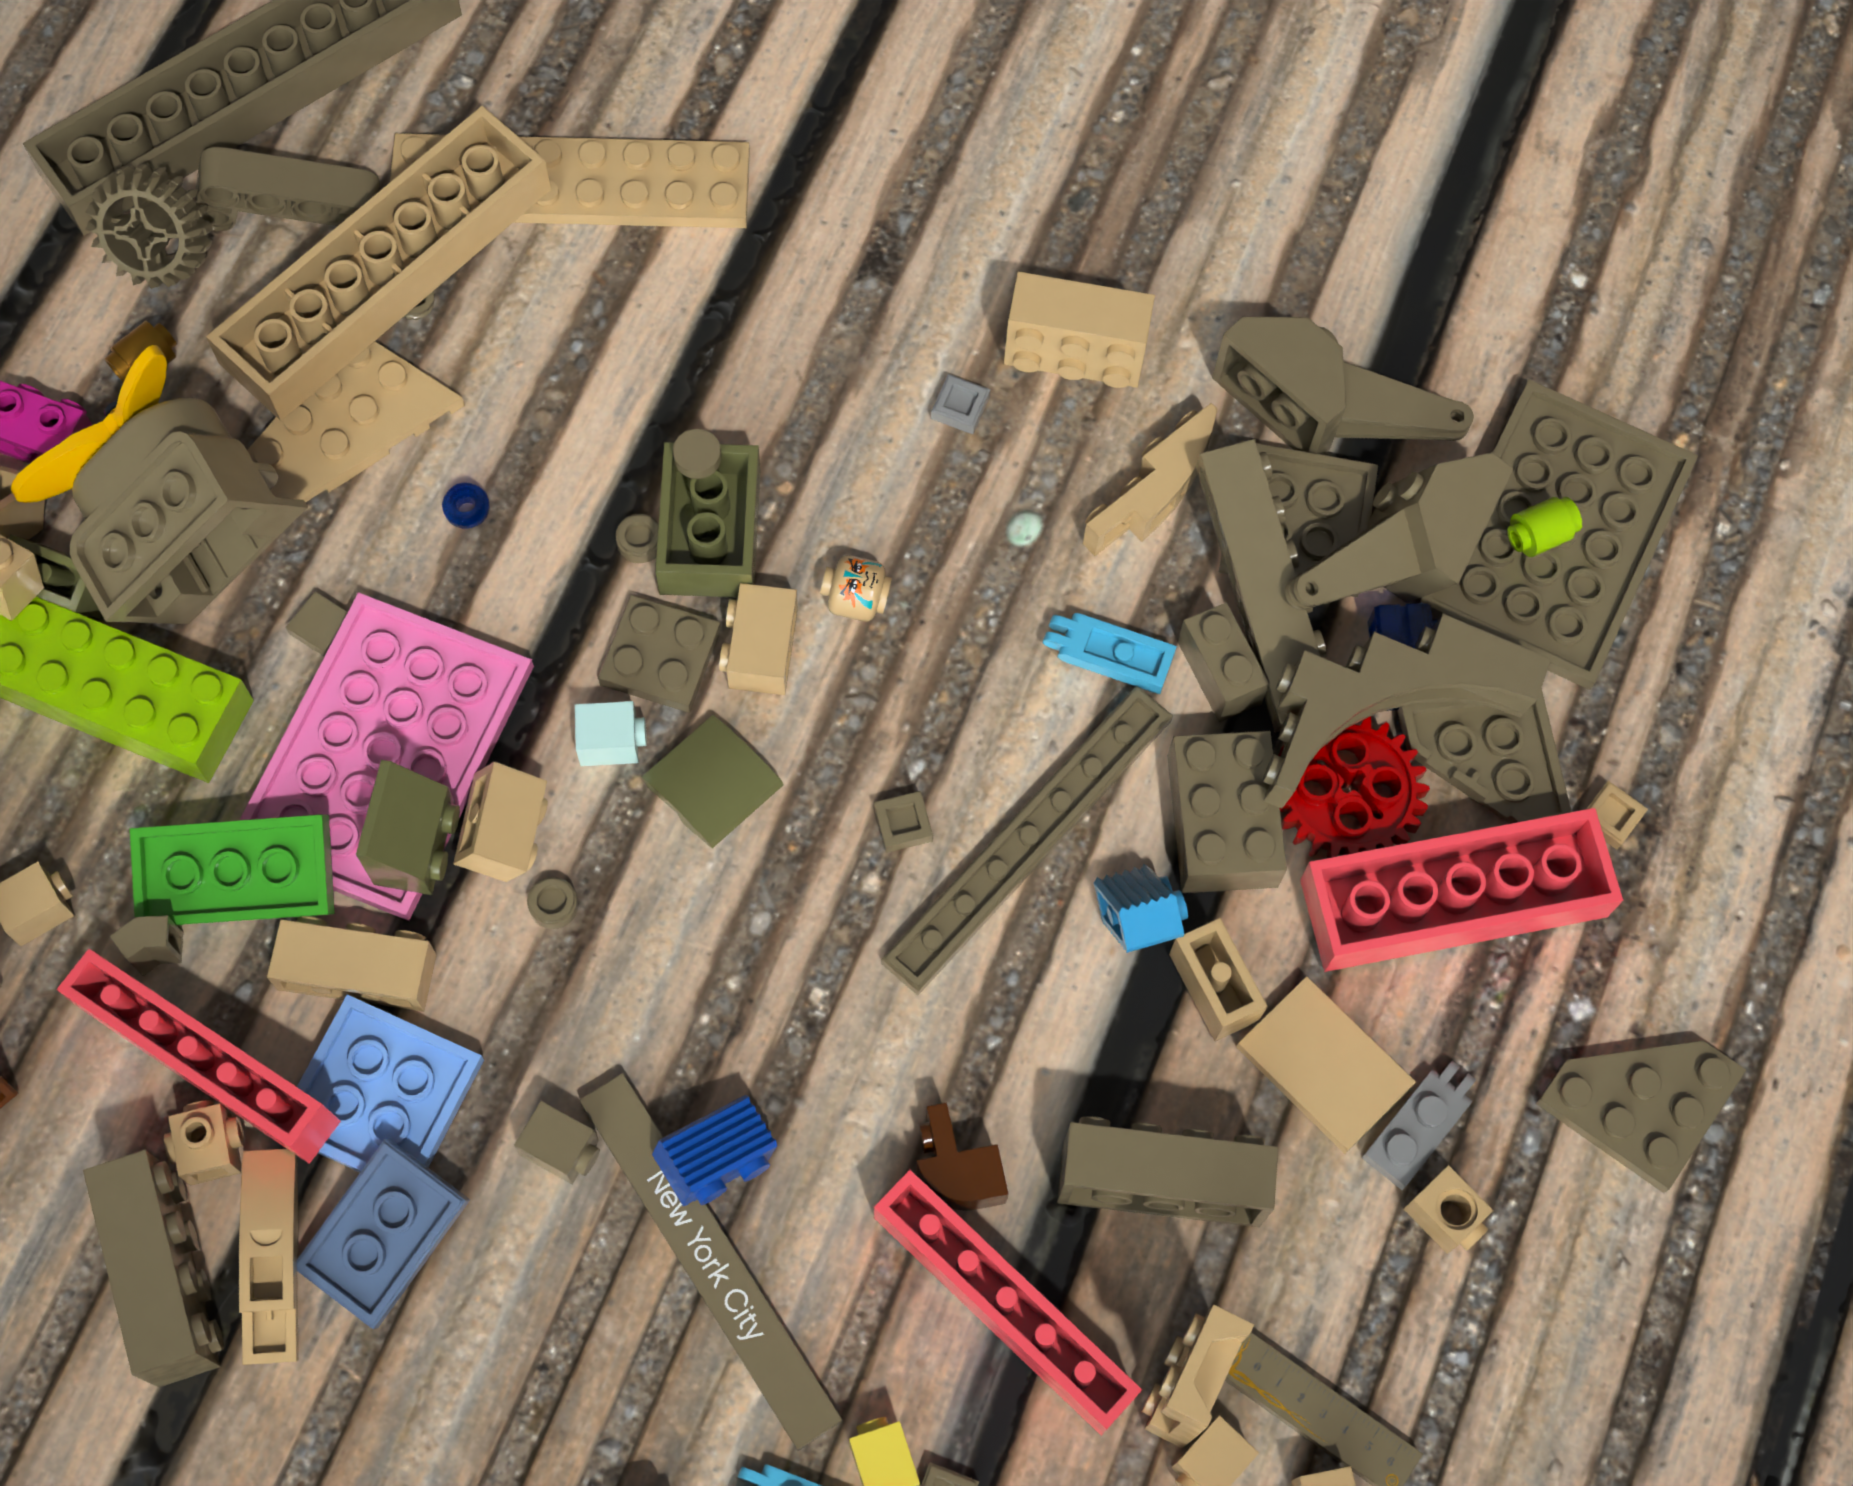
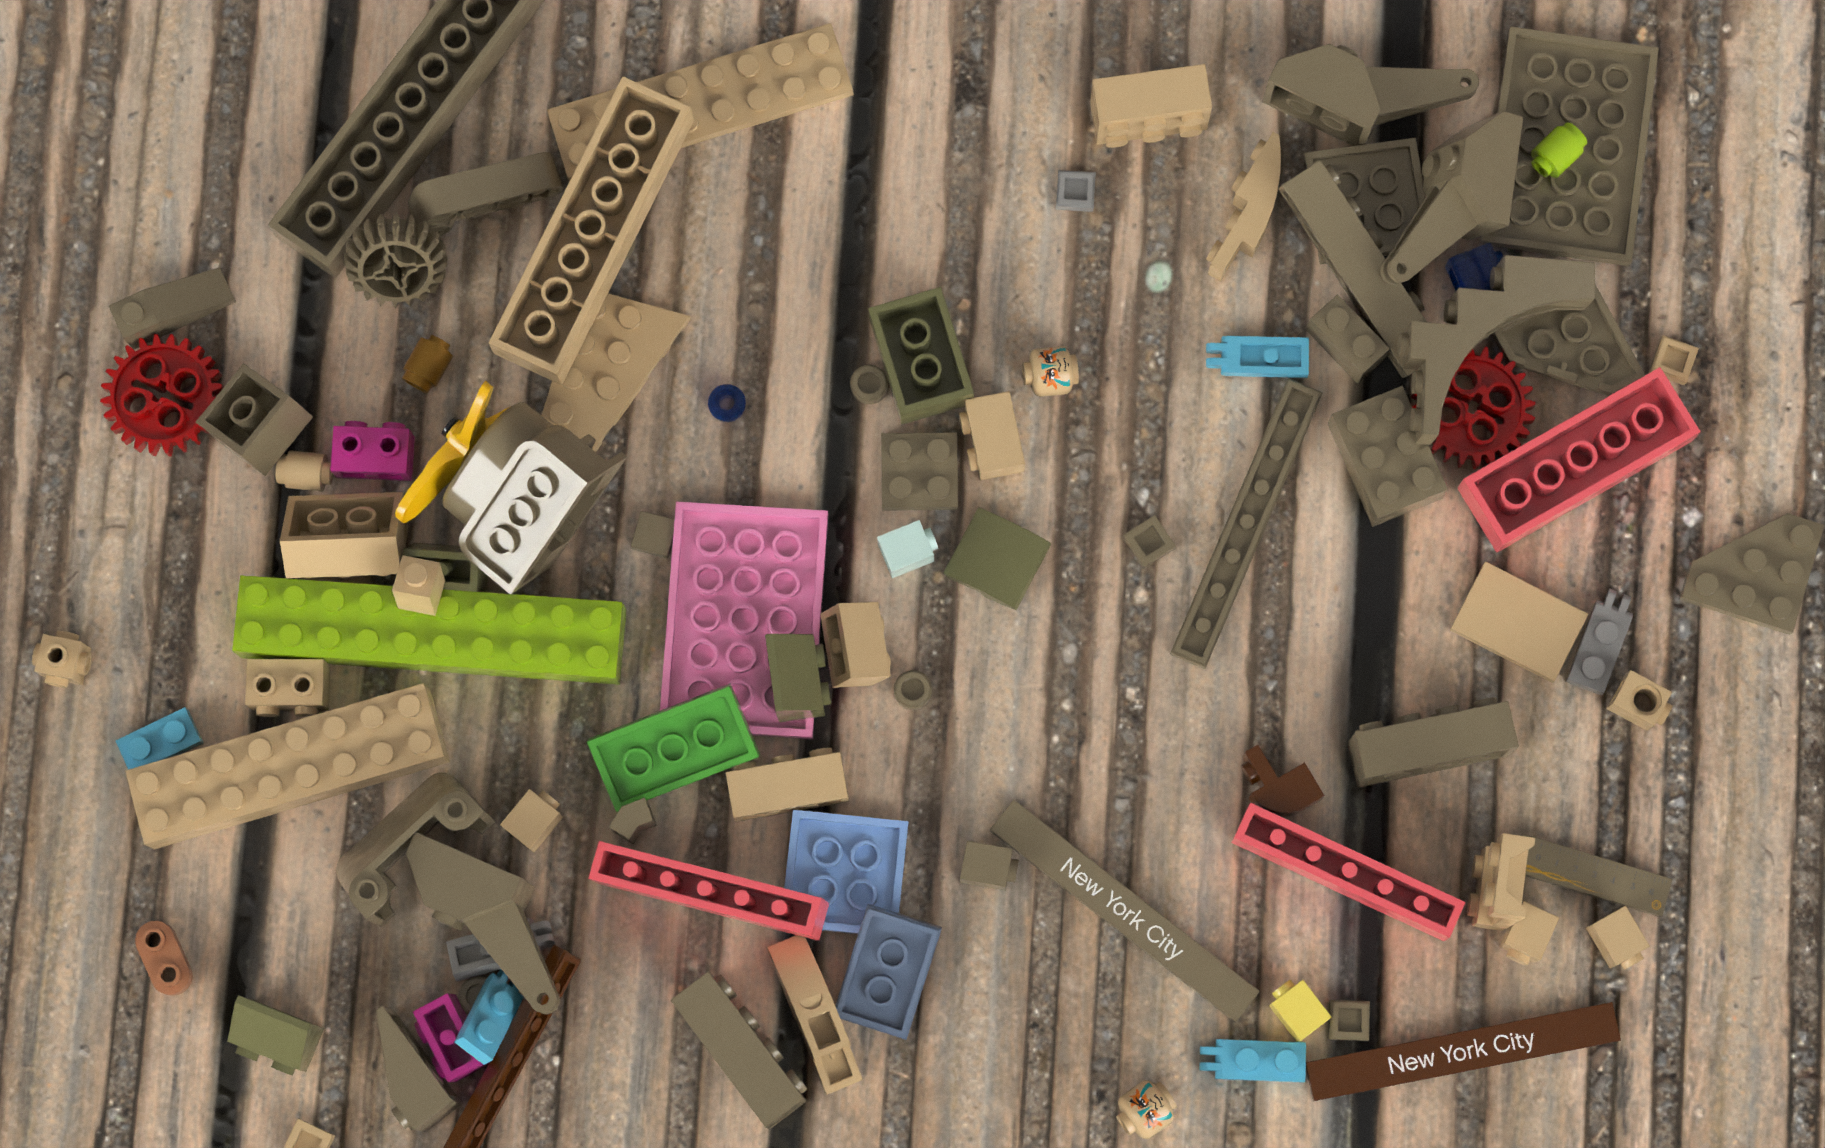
camera: 10 degrees left, 10 degrees up
(204, 1142) = (741, 963): tan brick -> none
(697, 453) = (898, 310): dark tan tile -> none
(715, 1151) = (1103, 834): blue brick -> none
(1140, 908) = (1349, 553): dark azure brick -> none
(1217, 979) = (1422, 587): tan brick -> none

